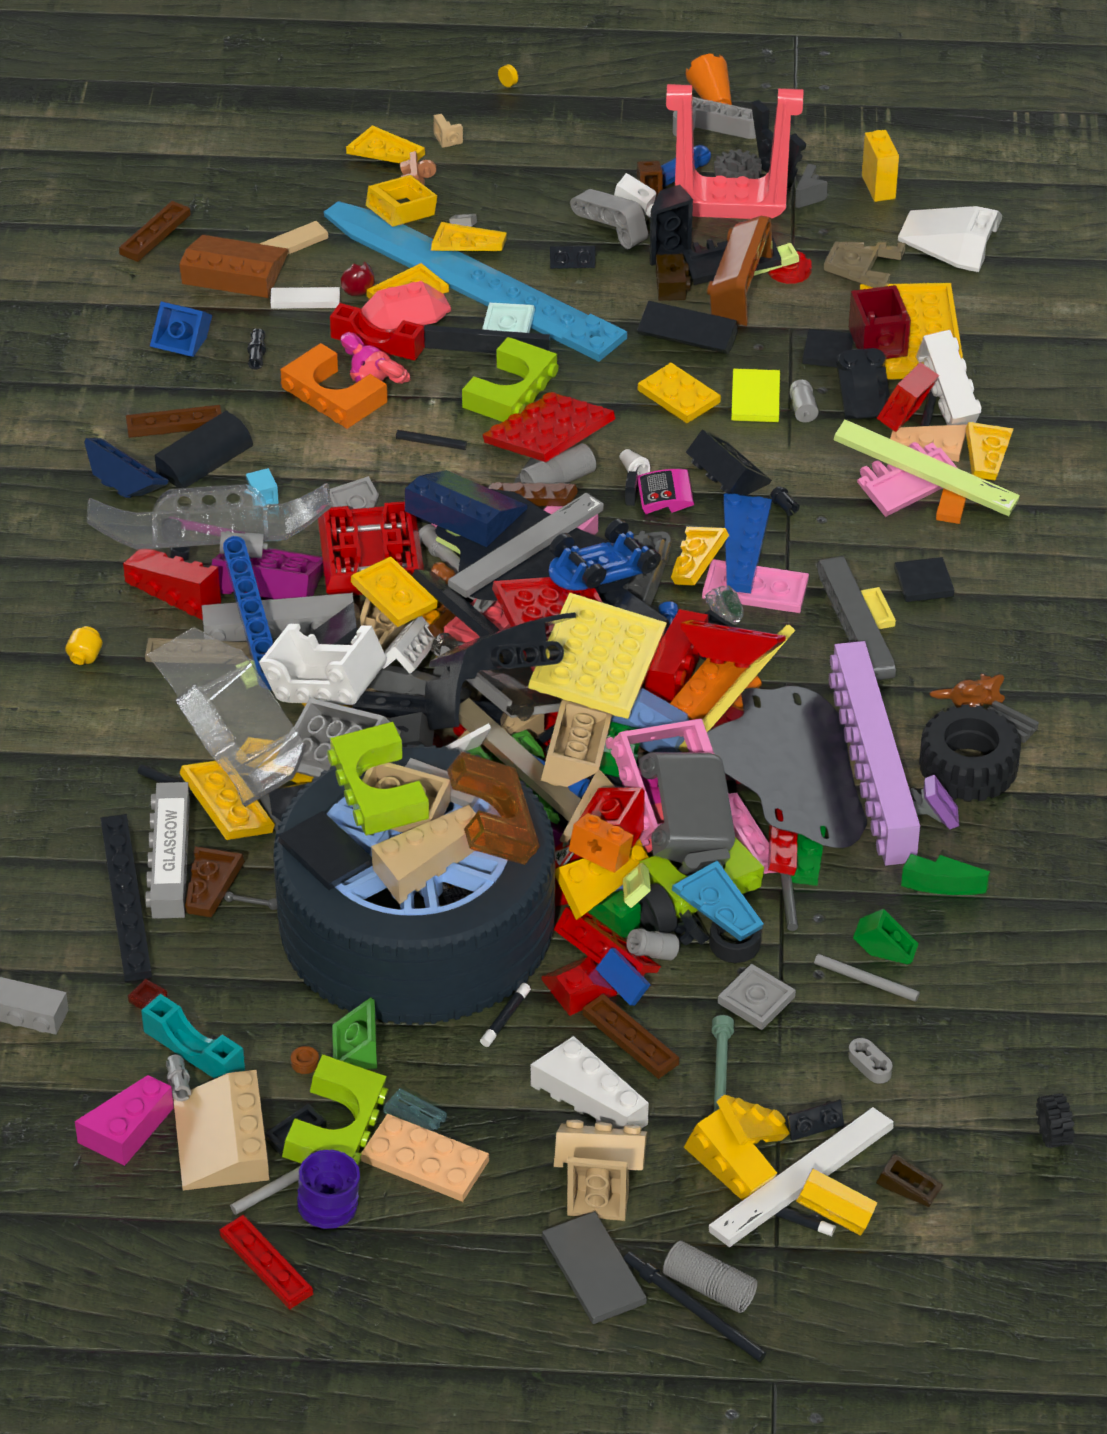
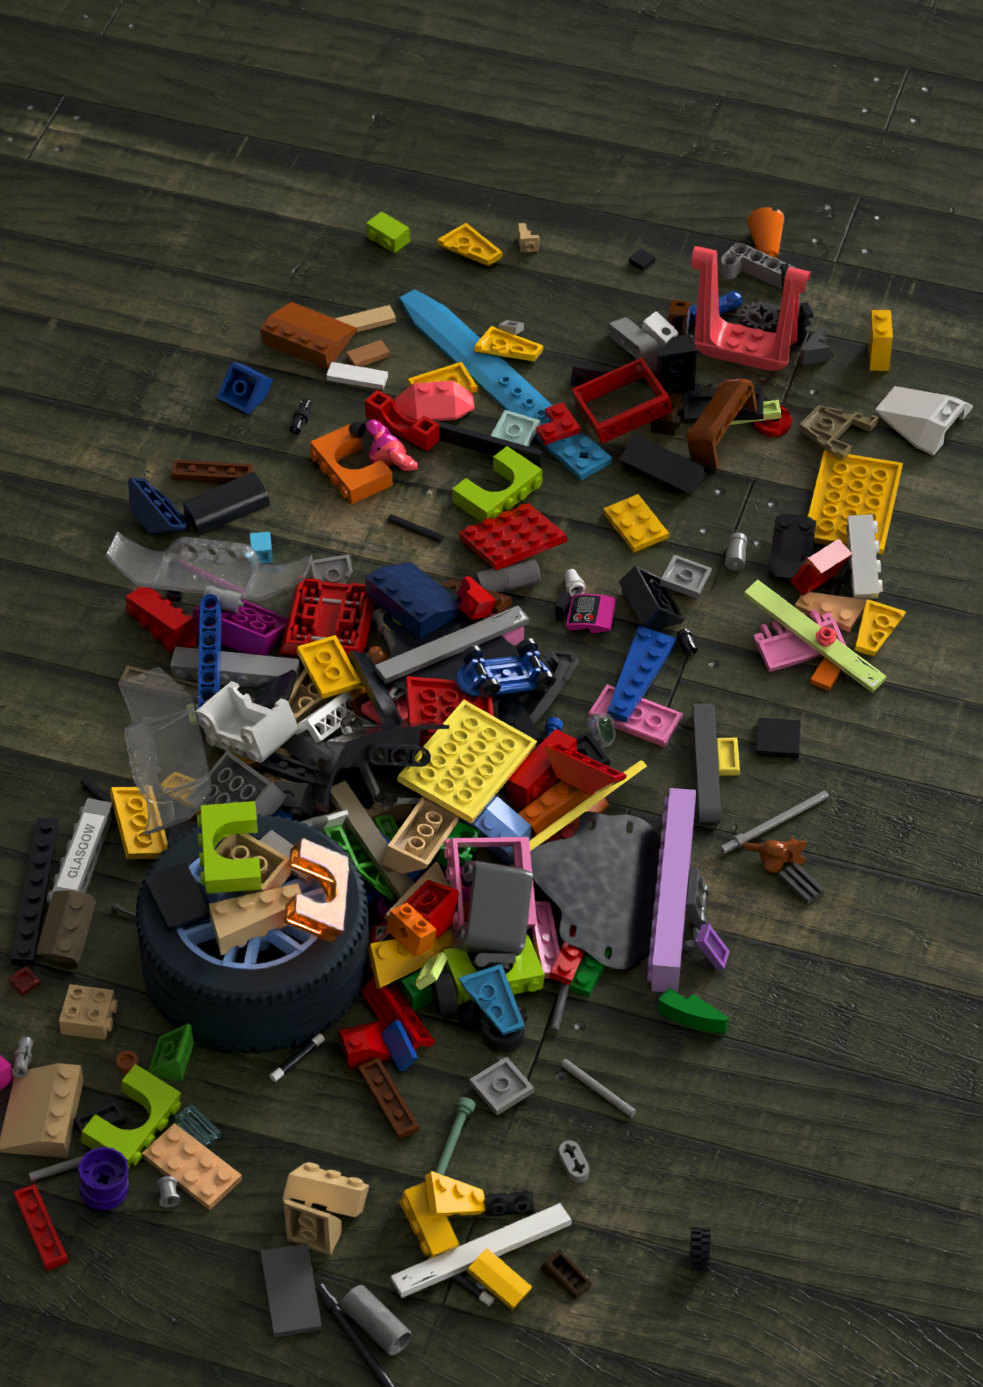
camera: 15 degrees right, 5 degrees up
(84, 645) = (72, 662): yellow head -> none
(154, 231) = (254, 291): reddish brown plate -> none
(170, 1027) = (32, 1016): teal arch -> none
(180, 924) = (66, 926): none -> dark tan slope
(211, 878) = (109, 886): reddish brown wing -> none
(240, 1012) = (88, 1012): none -> tan brick
(287, 148) = (388, 232): none -> lime brick
(309, 273) = (368, 354): none -> medium nougat tile
(331, 346) = (357, 429): none -> black hinge
(357, 279) = (403, 368): dark red hair -> none
(383, 197) = (448, 291): yellow window -> none
(410, 1193) = (168, 1192): none -> light grey bush
(417, 169) = (487, 274): nougat hips -> none
(508, 75) = (597, 194): yellow tile -> none
(535, 493) = (475, 600): none -> red arch
(558, 306) = (561, 425): none -> red plate
(582, 132) = (642, 259): none -> black tile
(589, 1085) = (336, 1131): white wedge -> none
(633, 289) = (631, 418): none -> red window
(653, 944) = (432, 1023): light grey piece -> none
(697, 553) = (596, 677): yellow wing -> none
(755, 395) = (699, 537): neon yellow tile -> none
(758, 435) = (685, 576): none -> light grey plate
(824, 347) = (776, 501): black tile -> none
(880, 321) = (821, 492): dark red container -> none
(885, 938) = (624, 1057): green slope -> none
(906, 755) = (696, 897): none -> dark grey plate
(923, 691) = (738, 840): none -> light grey bar
(941, 464) = (826, 640): none -> coral plate
(975, 730) = (753, 929): black tyre -> none

